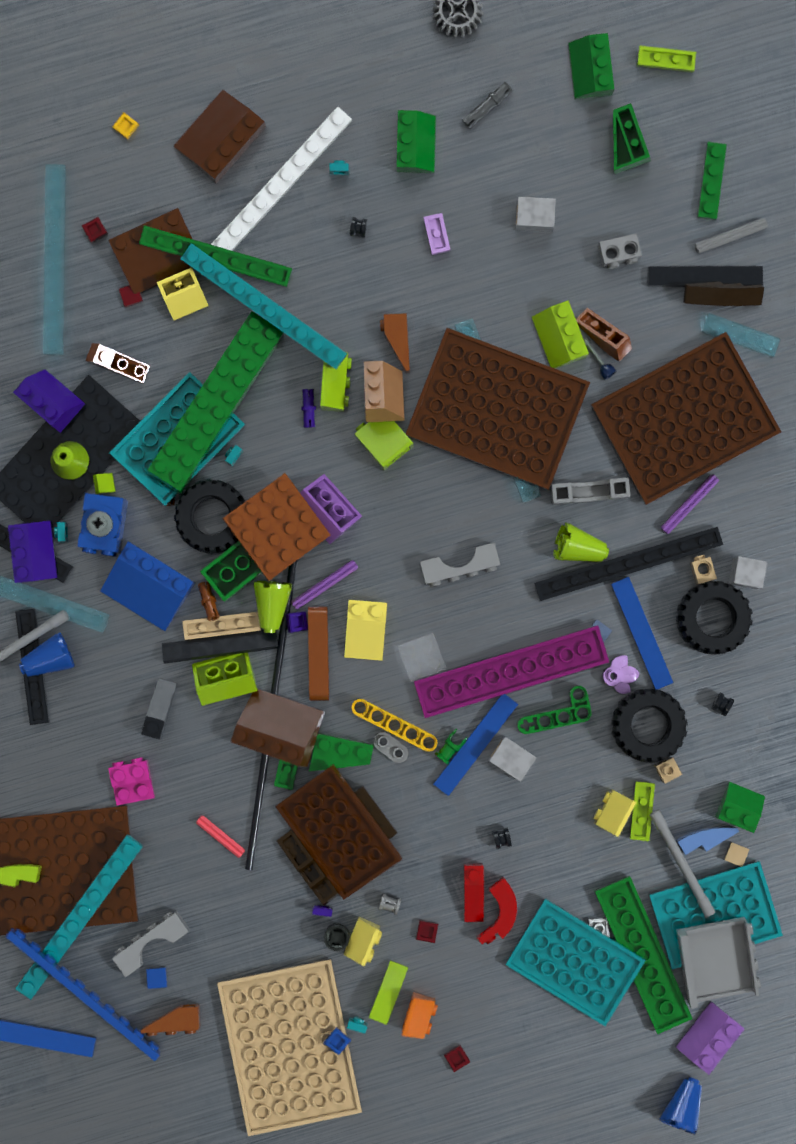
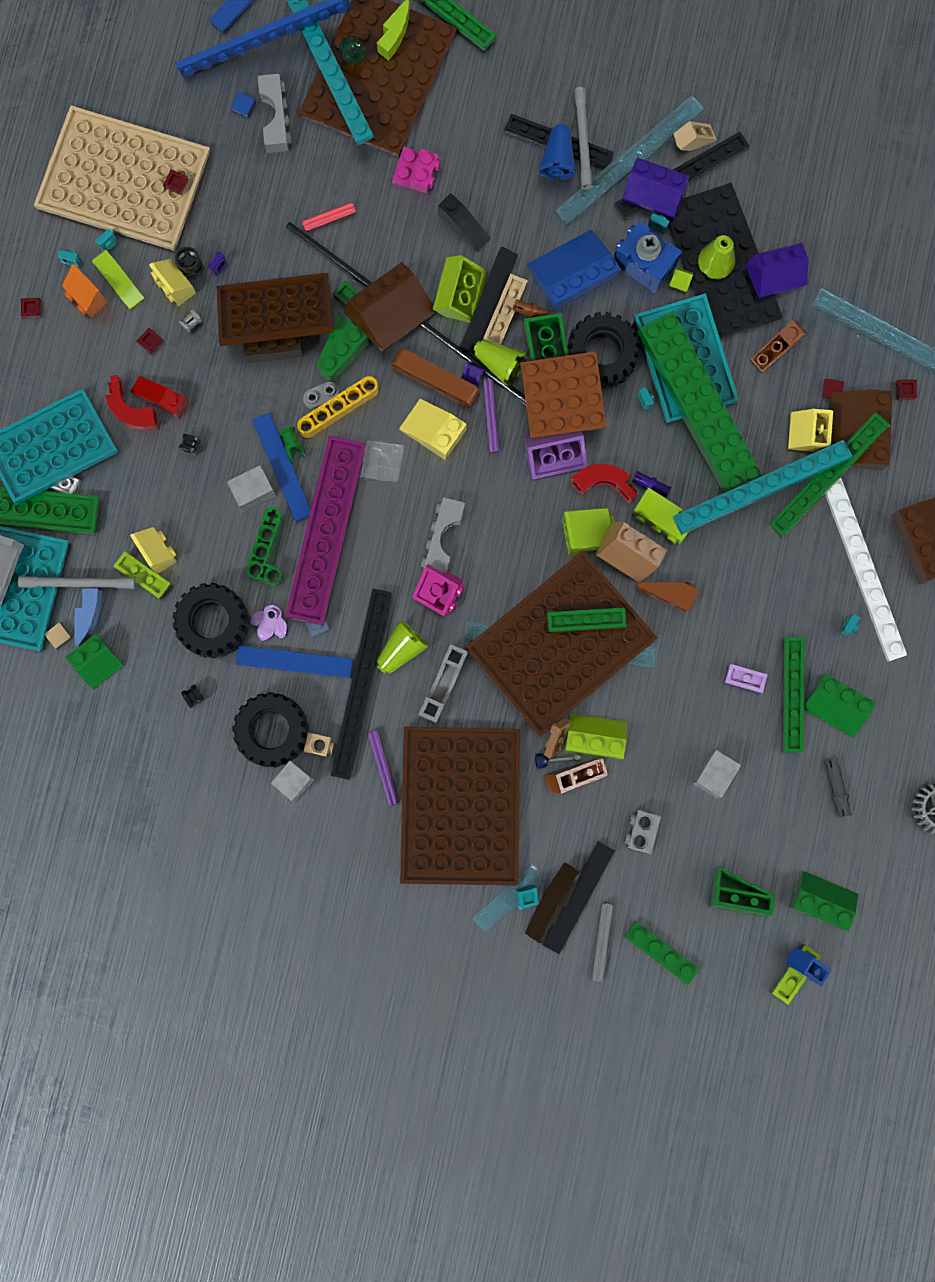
camera: 120 degrees right, 5 degrees down
(53, 902) = (352, 50): none -> clear green head
(181, 1018) = (197, 103): dark orange slope -> none
(268, 993) = (175, 182): none -> dark red tile
(307, 867) = (260, 271): dark brown slope -> none
(326, 459) = (604, 474): none -> red arch
(337, 1041) = (103, 216): blue tile -> none
(358, 227) = (788, 613): black wheel -> none
(391, 1049) = (69, 257): none -> teal plate
(427, 185) = (793, 695): none -> green plate
(467, 396) = (586, 620): none -> green plate
(510, 540) = (438, 590): none -> dark pink plate
(583, 366) = (557, 738): none -> medium nougat plate
(656, 52) = (808, 966): none -> blue slope
(667, 770) = (163, 615): tan brick -> none
(731, 318) = (527, 897): none -> teal plate

